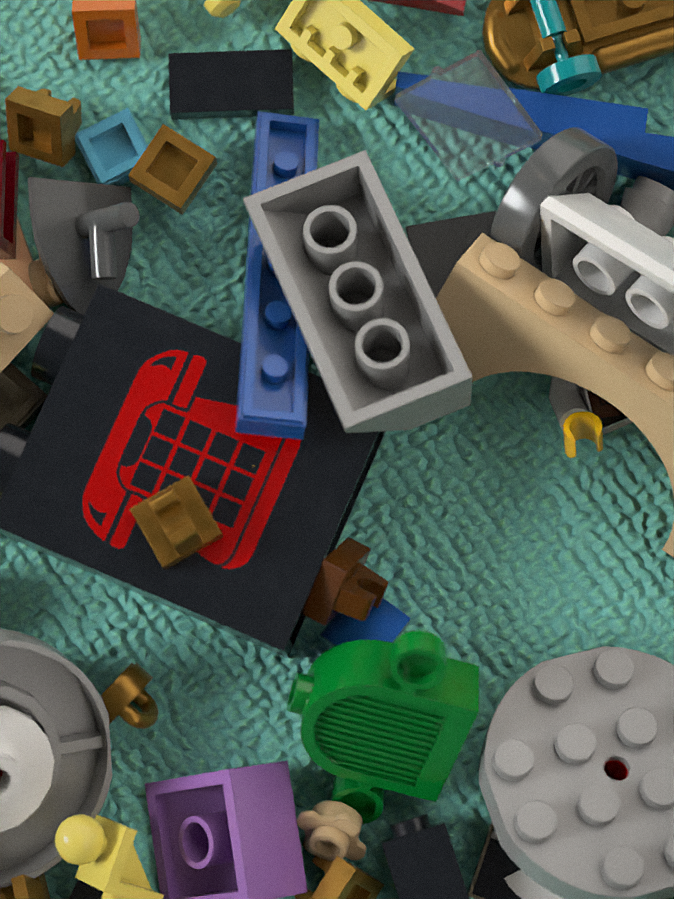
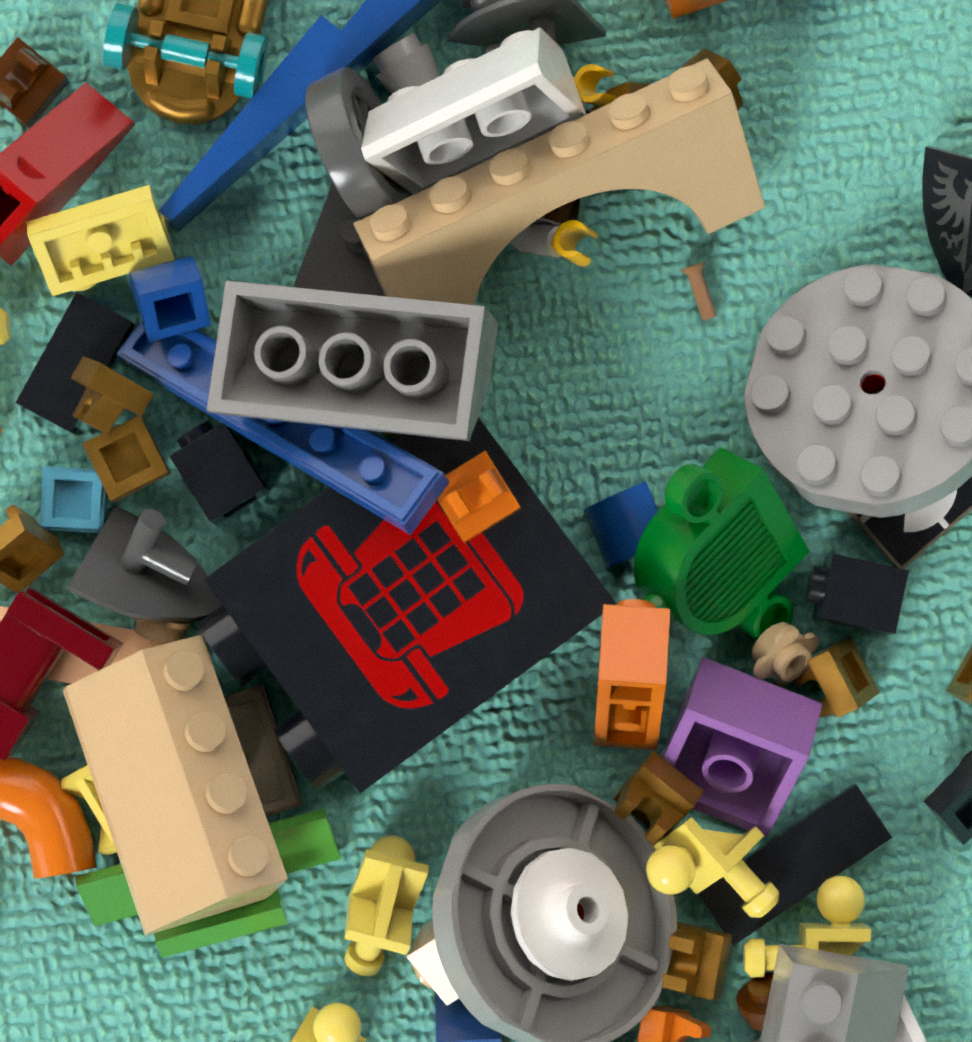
camera: 60 degrees left, 5 degrees up
(129, 688) = (561, 760): pearl gold tile -> none
(141, 793) = (657, 797): none -> pearl gold tile
(176, 522) = (455, 631): pearl gold tile -> none
(206, 252) = (217, 471): none -> black brick
(216, 121) = (106, 395): none -> pearl gold tile
(231, 701) = (631, 674): none -> orange slope
(304, 472) = (476, 497): none -> orange tile
(329, 124) = (170, 298): none -> blue brick
(345, 585) = (588, 519): reddish brown tile -> none
(468, 116) = (235, 173): clear piece -> none
(610, 574) = (700, 290): none -> medium nougat piece

